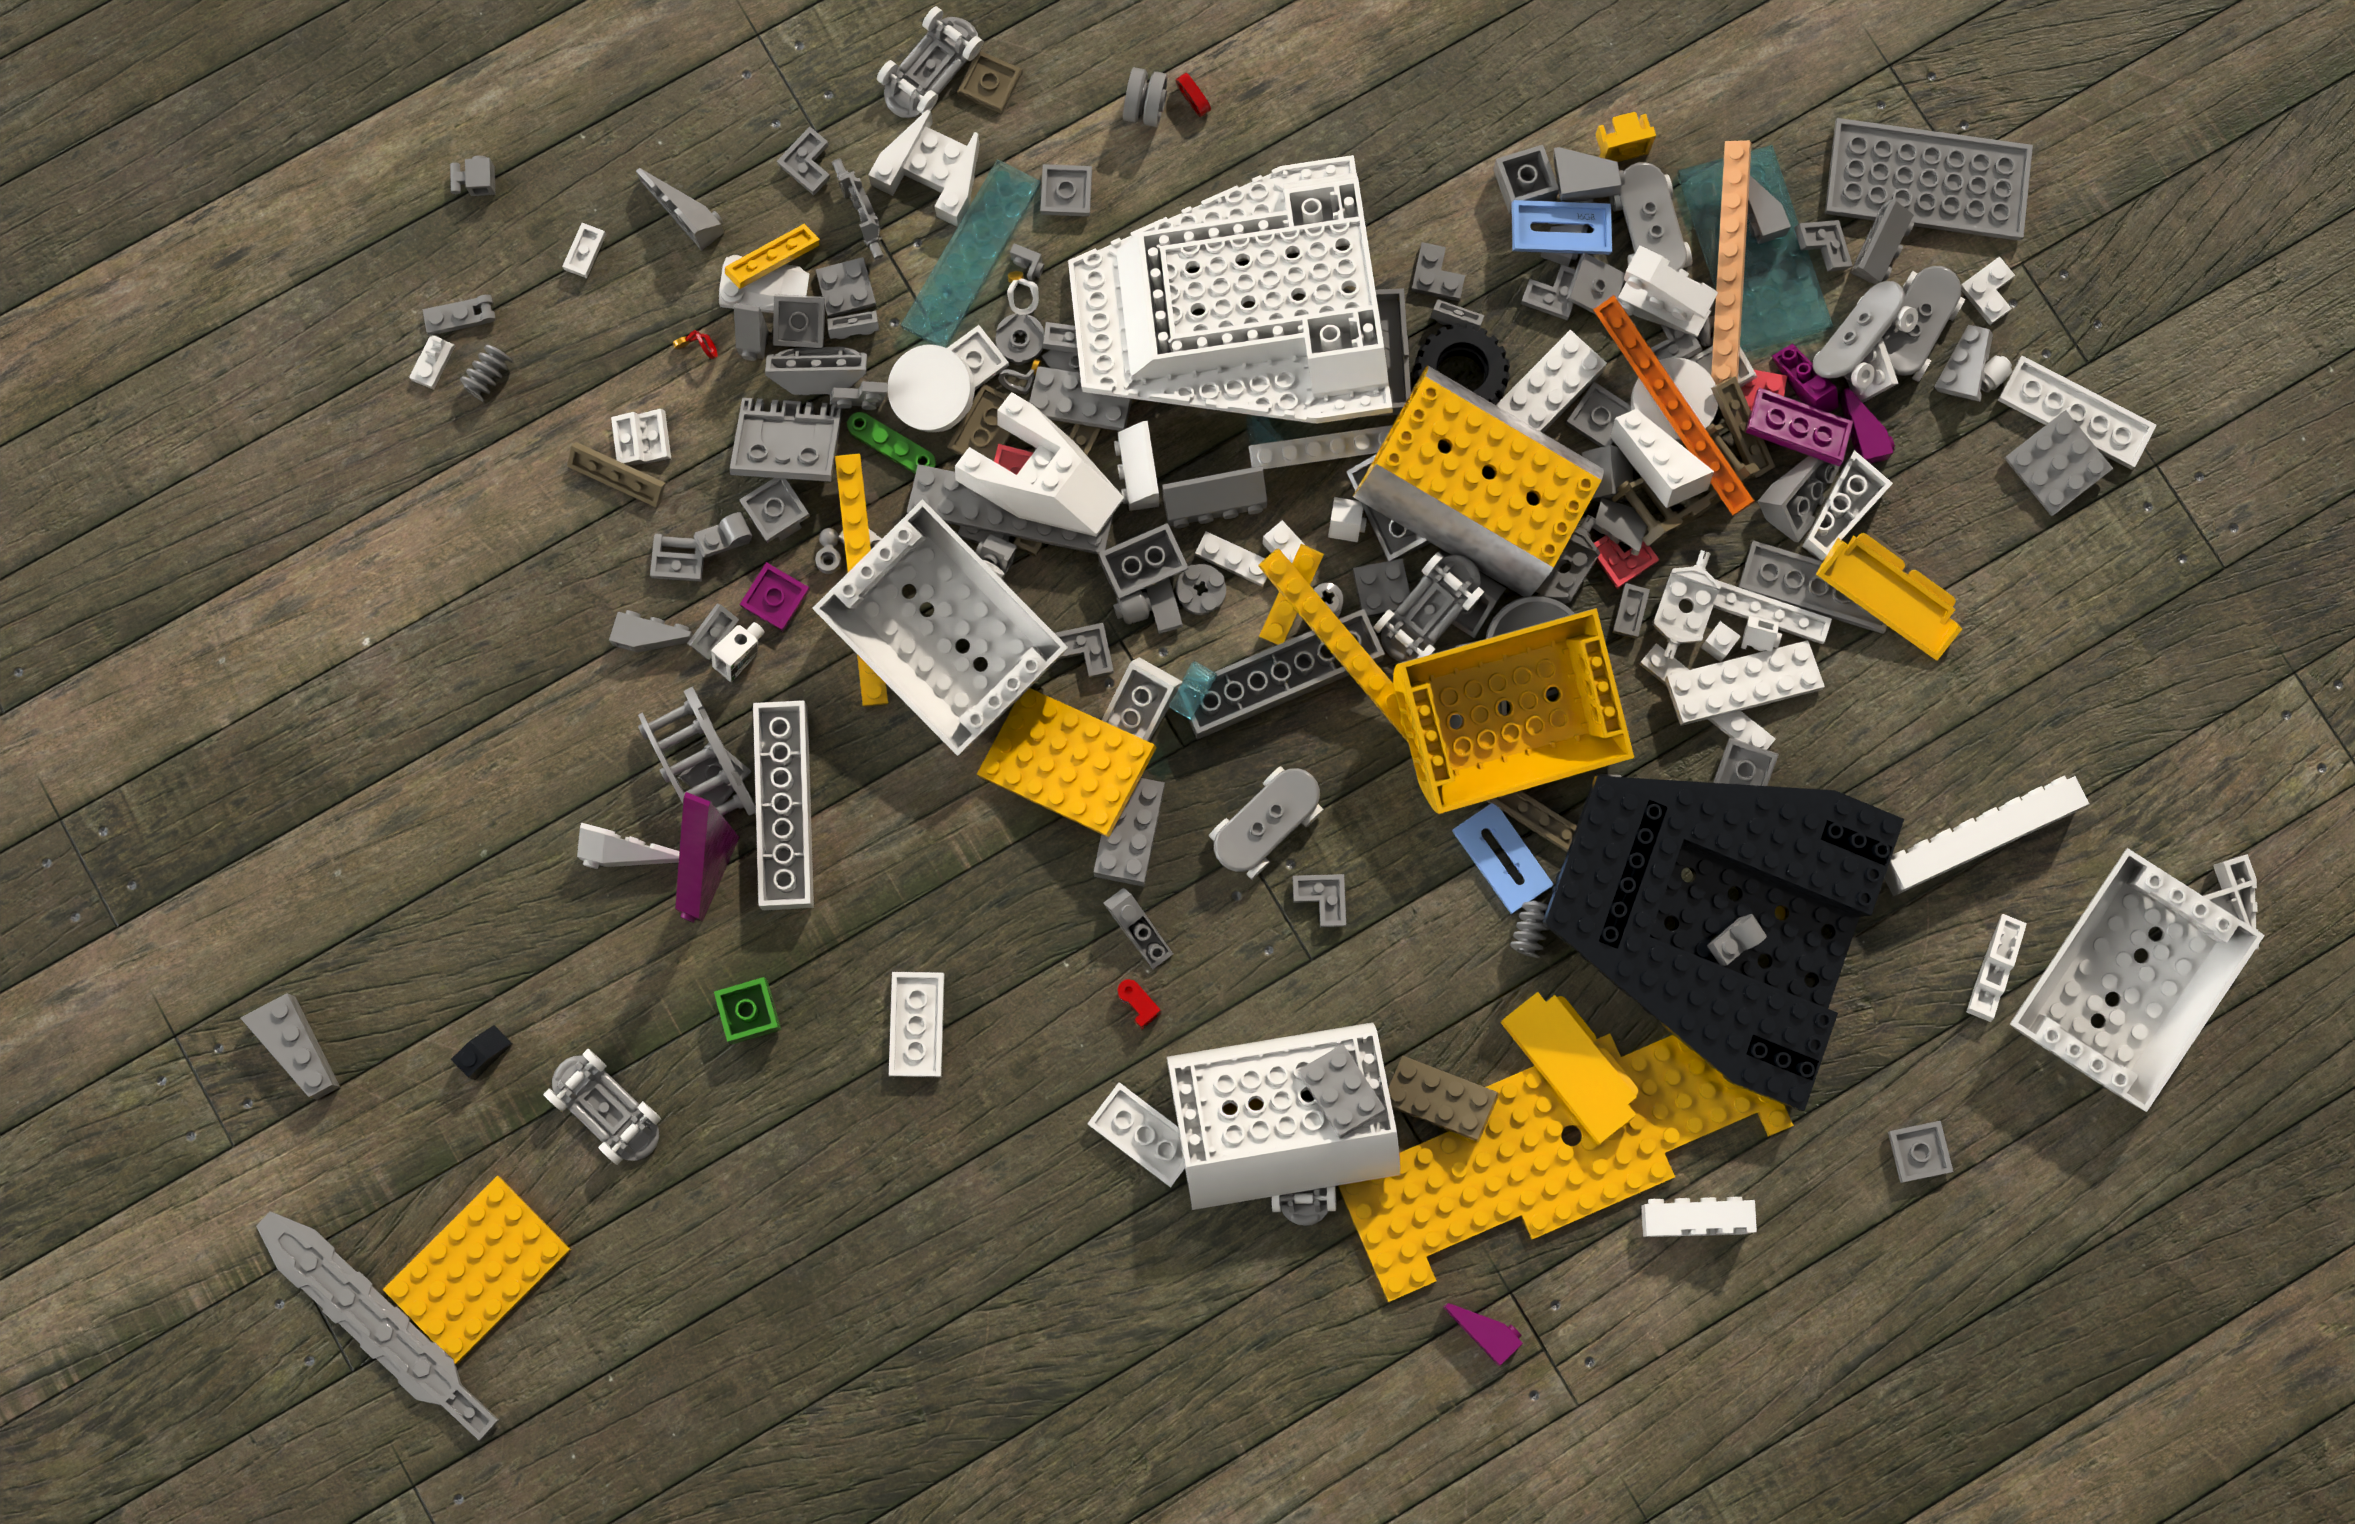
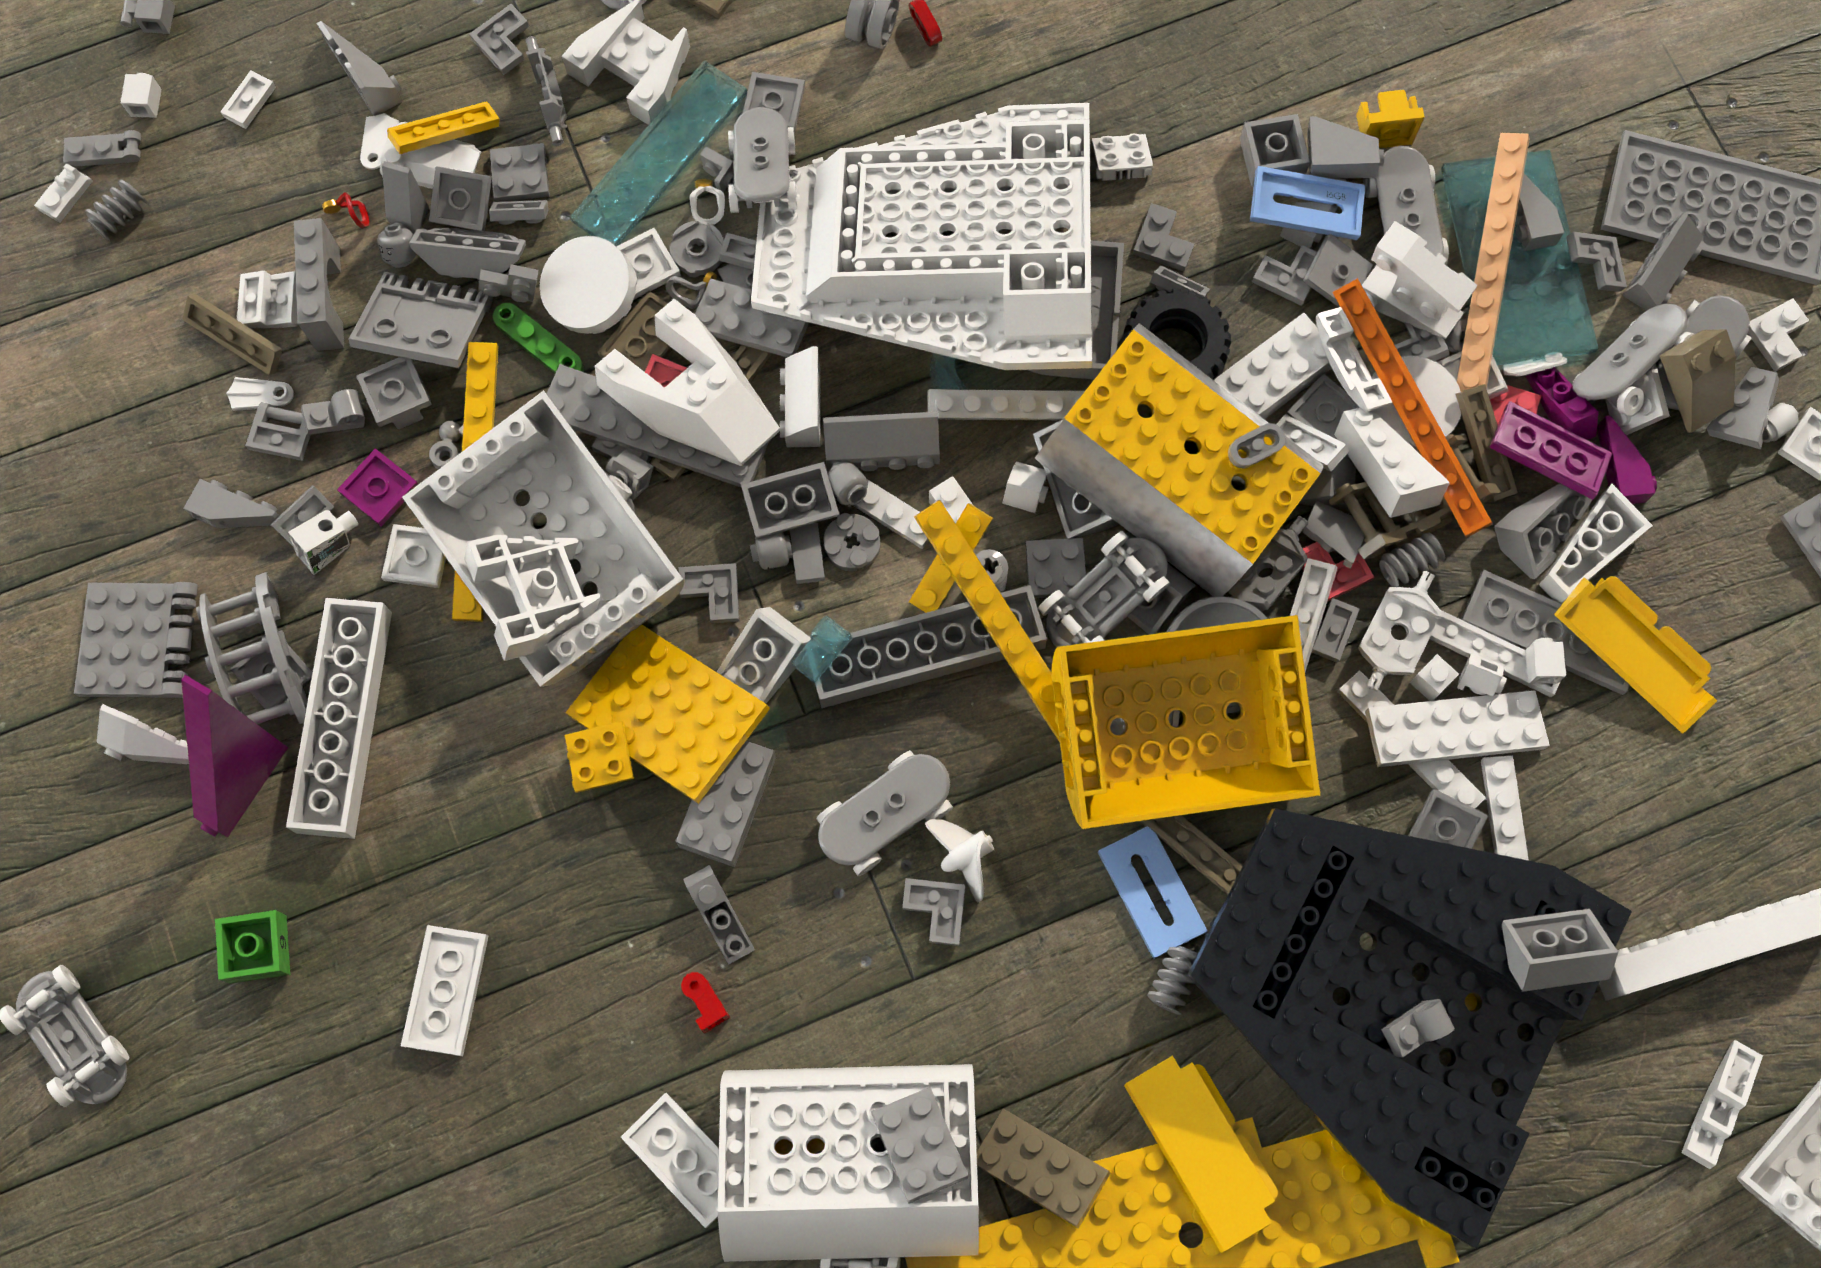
camera: 10 degrees right, 5 degrees down
(485, 259) = (141, 95): none -> white brick
(582, 761) = (131, 638): none -> light grey hinge
(644, 525) = (249, 393): none -> white piece
(691, 435) = (315, 258): none -> light grey arch
(709, 271) = (375, 139): none -> white piece
(750, 373) = (395, 246): none -> light grey head
(818, 654) = (413, 558): none -> white tile
(943, 666) = (541, 585): none -> white wedge
(1015, 809) = (598, 756): none -> yellow plate
(1067, 250) = (761, 159): none -> light grey piece
(1191, 539) = (847, 483): none -> light grey head
(1339, 846) = (964, 852): none -> white piece
(1389, 199) = (1121, 154): none -> white hinge
(1543, 466) = (1255, 446): none -> light grey plate
(1590, 447) = (1316, 443): none -> white plate
(1607, 591) = (1311, 602): none -> white plate
(1614, 372) = (1347, 363): none -> white slope
(1688, 539) = (1410, 558): none -> light grey piece
(1776, 350) = (1530, 366): none -> white piece
(1792, 745) = (1504, 806): none -> white plate
(1813, 615) = (1545, 662): none -> white brick
(1844, 859) = (1558, 950): none -> light grey slope
(1922, 345) = (1702, 376): none -> dark tan slope

